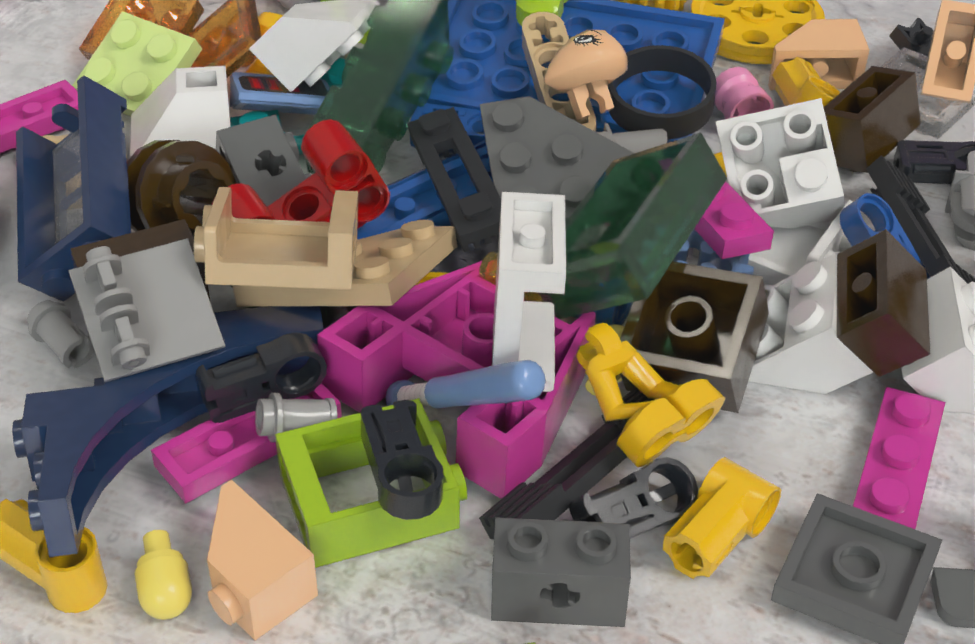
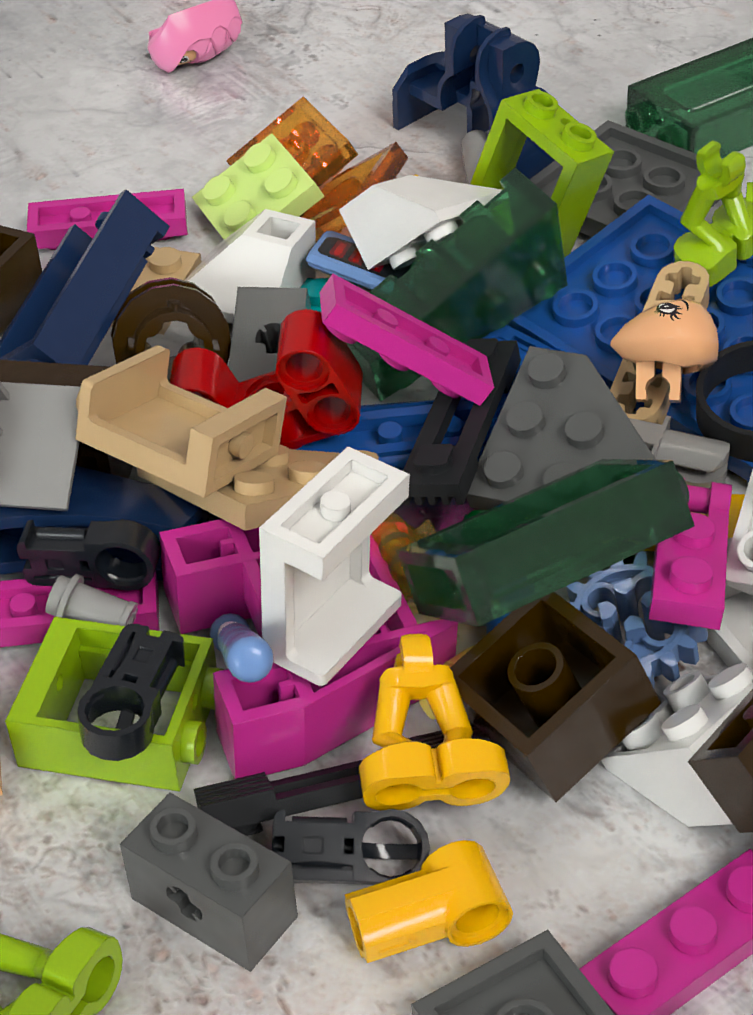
camera: 35 degrees right, 0 degrees up
(400, 125) = (404, 340): none -> dark pink plate

